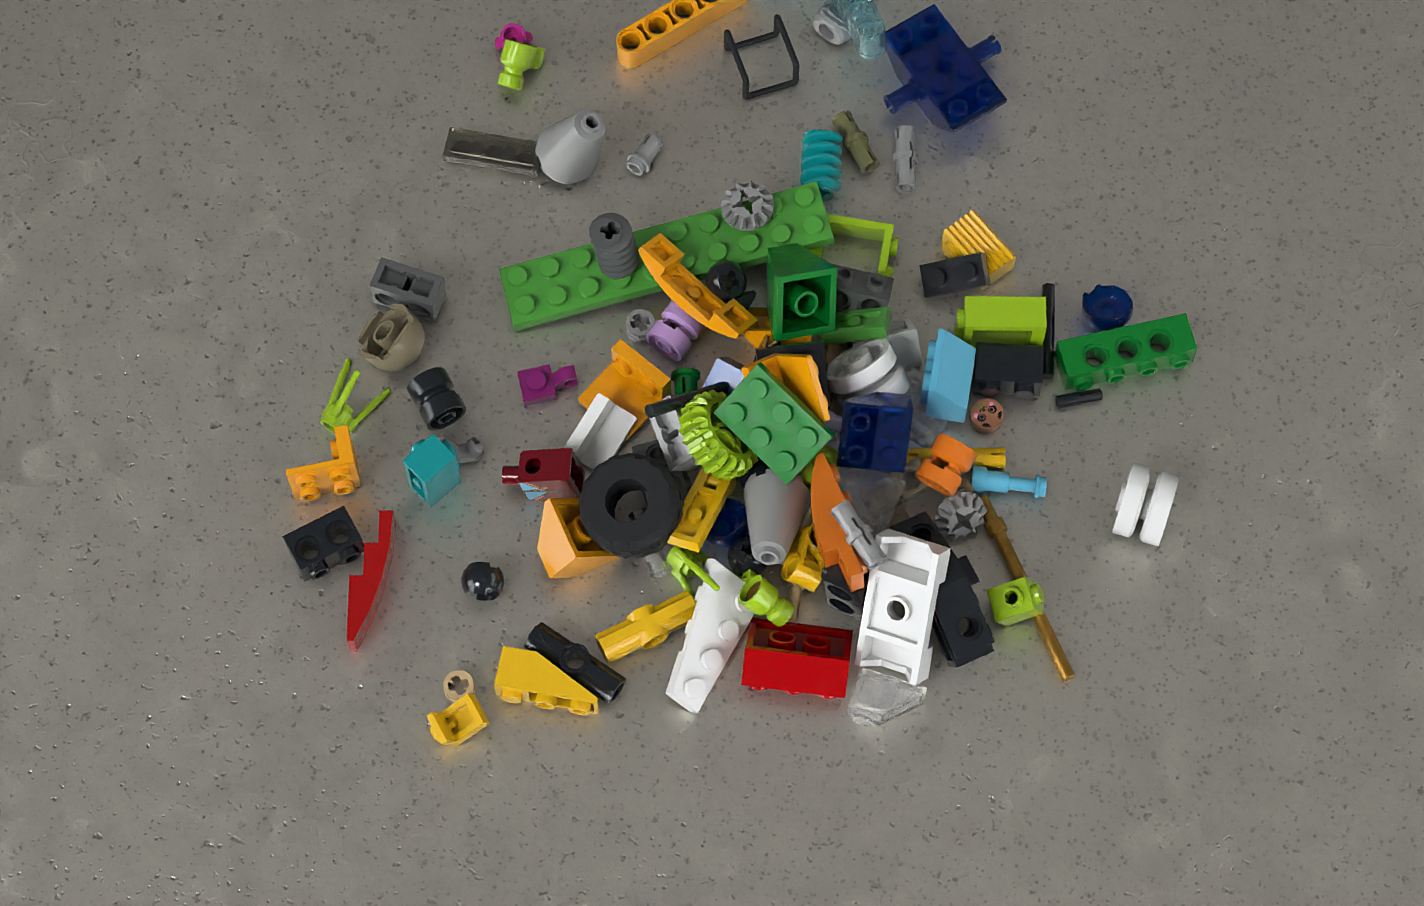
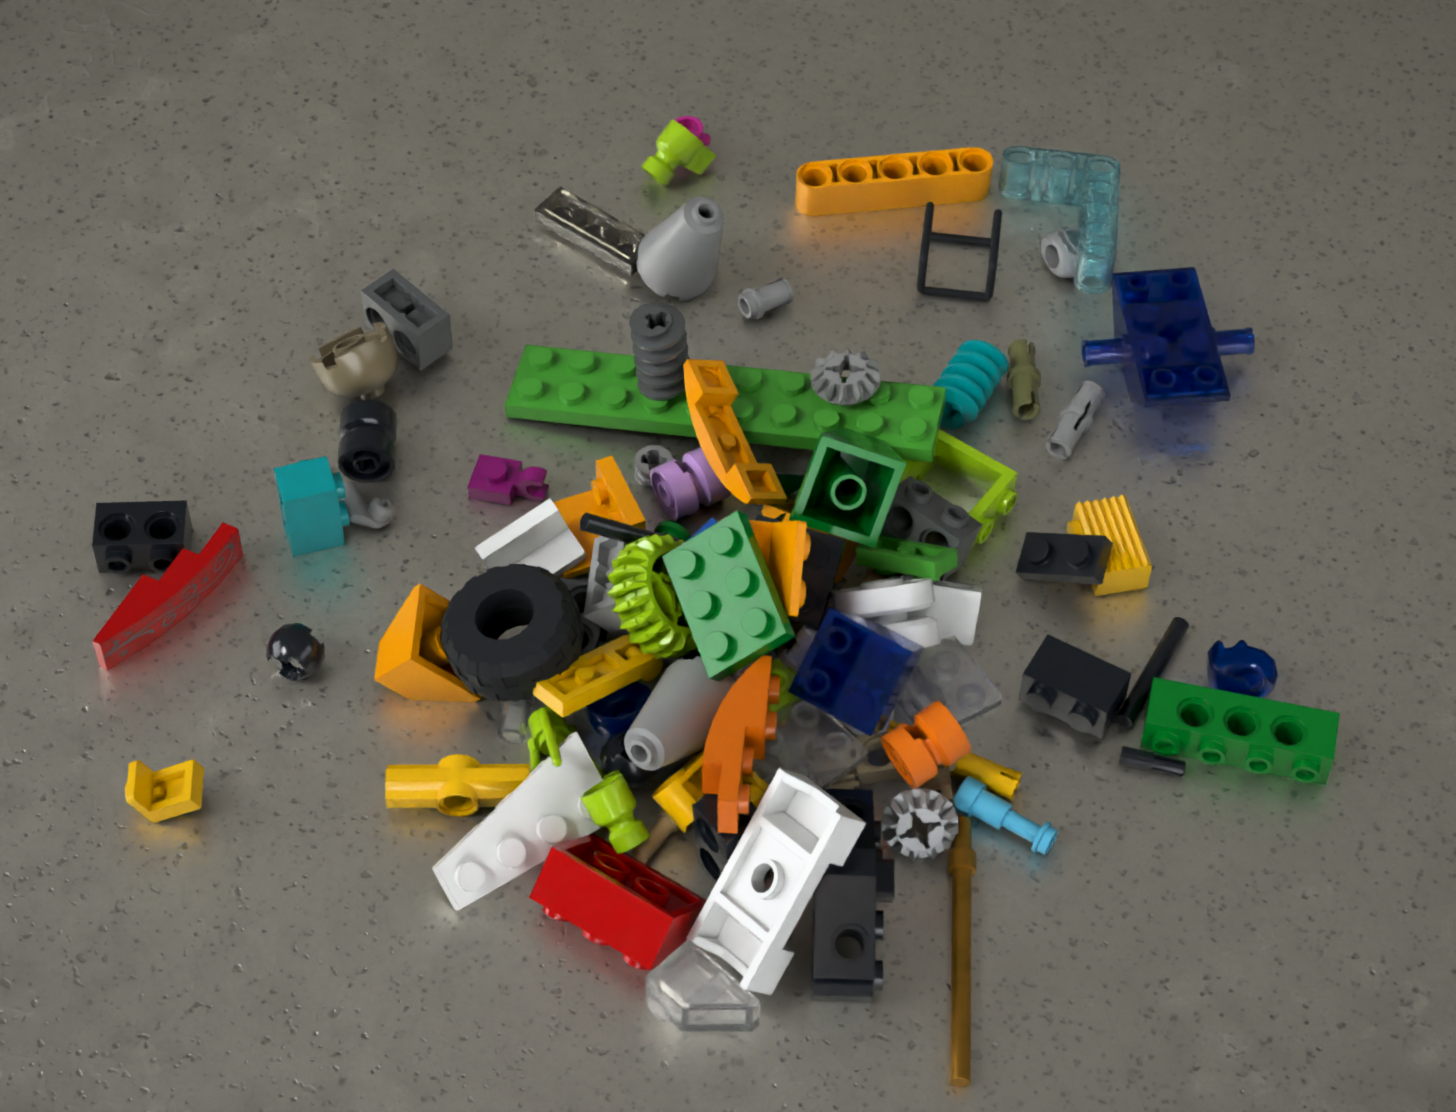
camera: 25 degrees right, 15 degrees down
(328, 477) = (192, 464): light orange bracket -> none
(339, 413) = (249, 415): lime plant -> none
(464, 677) = (194, 742): tan bush -> none
(535, 679) = (282, 780): yellow slope -> none
(546, 474) = (437, 559): dark red torso -> none
(592, 675) = (354, 806): black piece -> none
(735, 275) = (775, 432): black piece -> none
(858, 535) = (756, 758): light grey pin -> none
(947, 377) = (988, 656): medium azure slope -> none
(986, 415) = (1021, 732): nougat tile -> none
(1002, 320) = (1095, 610): lime window -> none
(1016, 601) = (936, 952): lime brick -> none
(1140, 502) = (1168, 907): white wheel -> none

